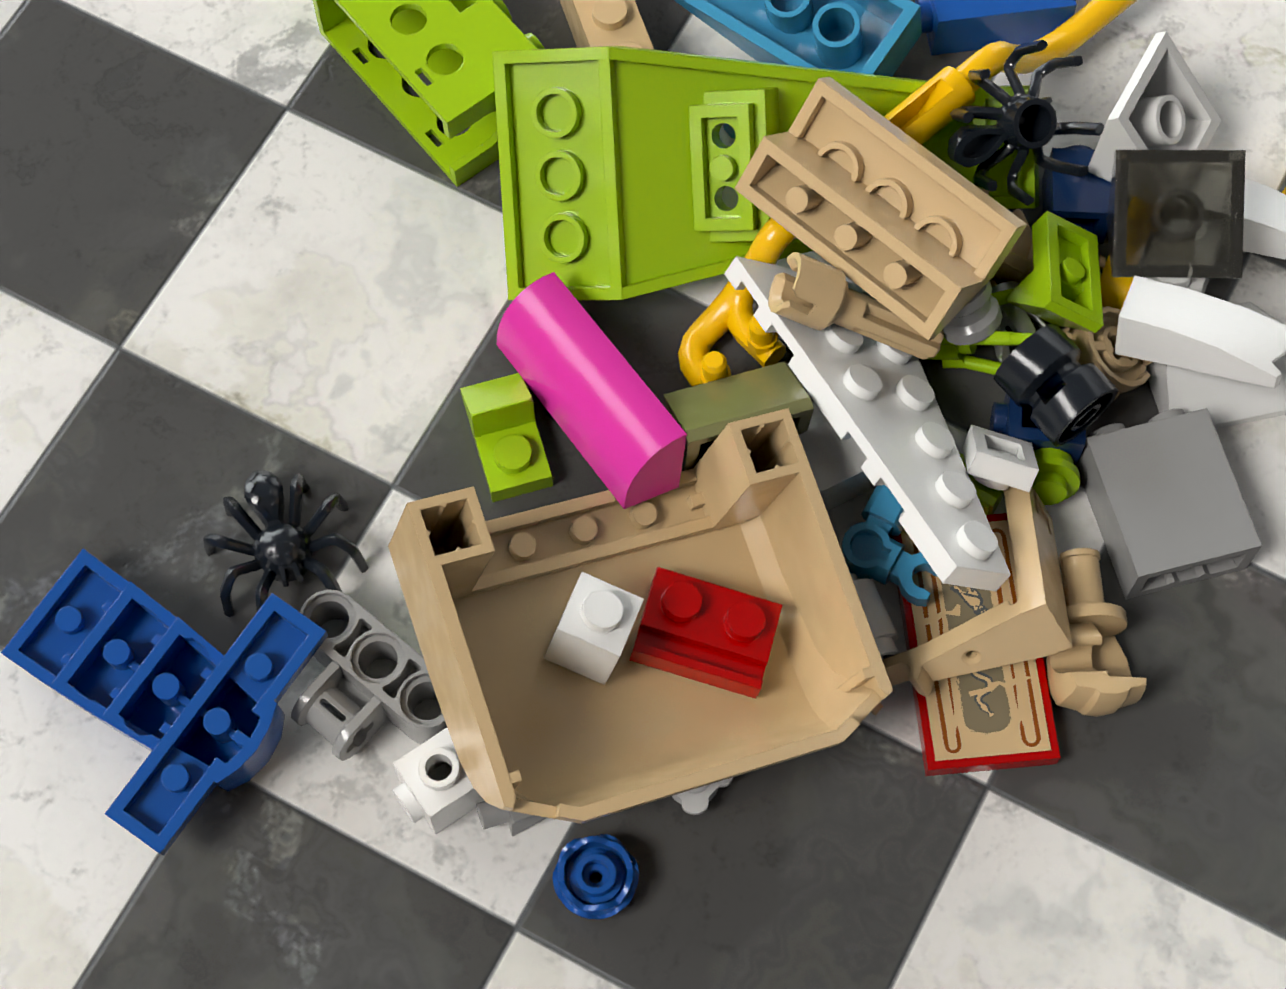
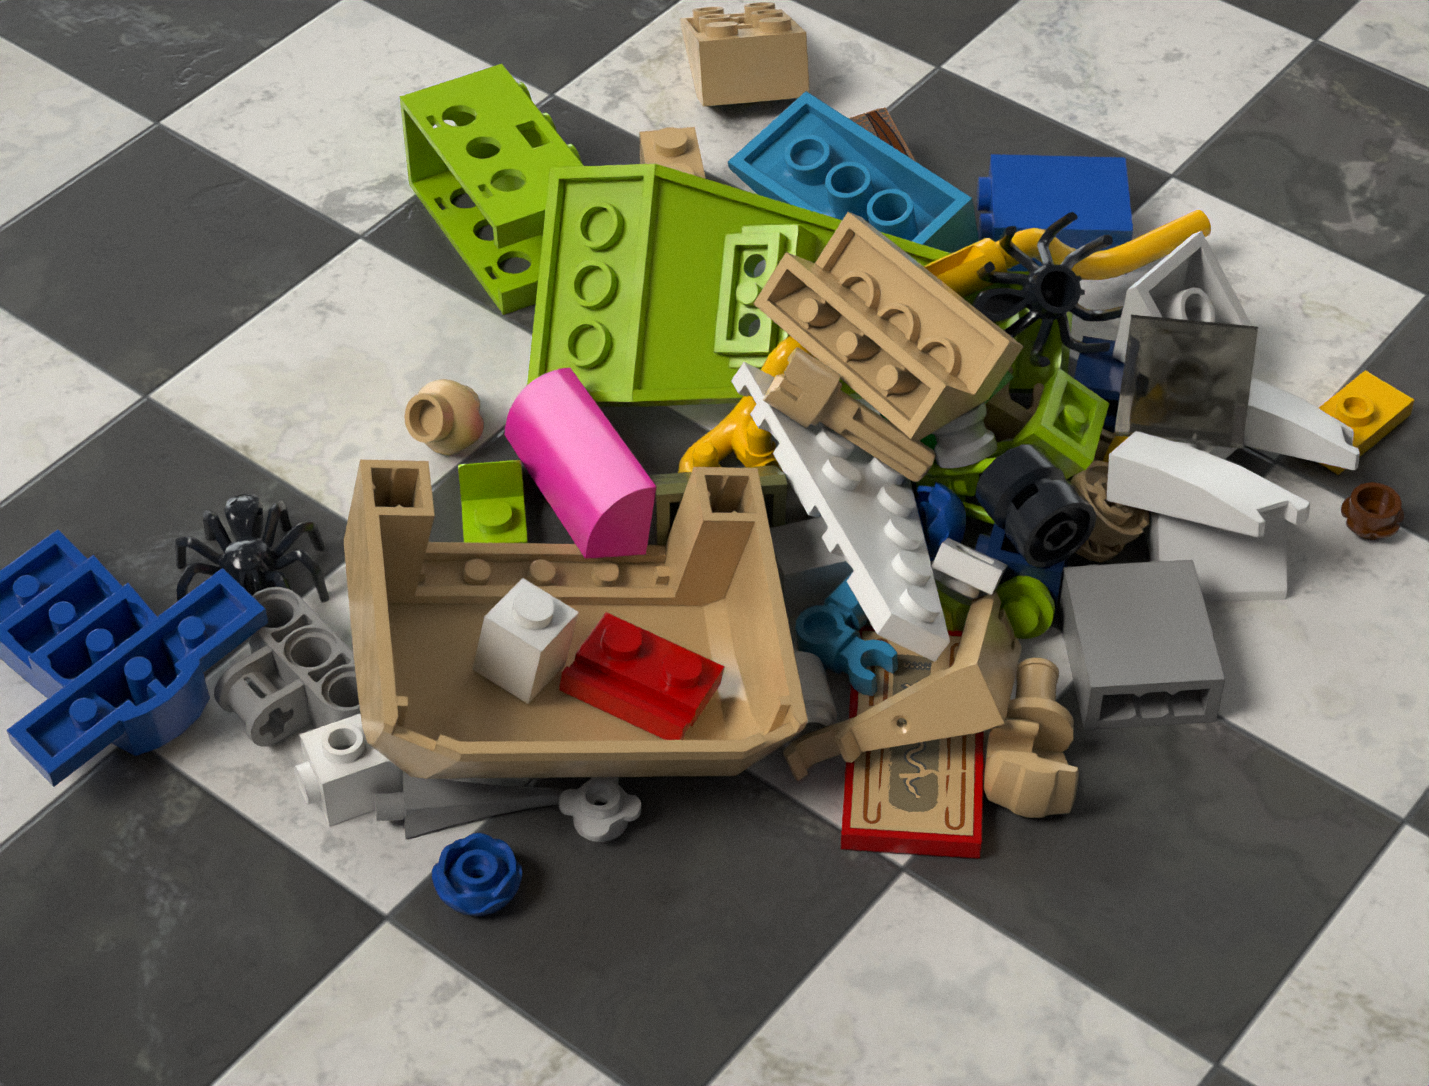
camera: 10 degrees right, 20 degrees down
(435, 336) = (445, 416): none -> tan animal
(953, 386) = (940, 516): none -> blue plate

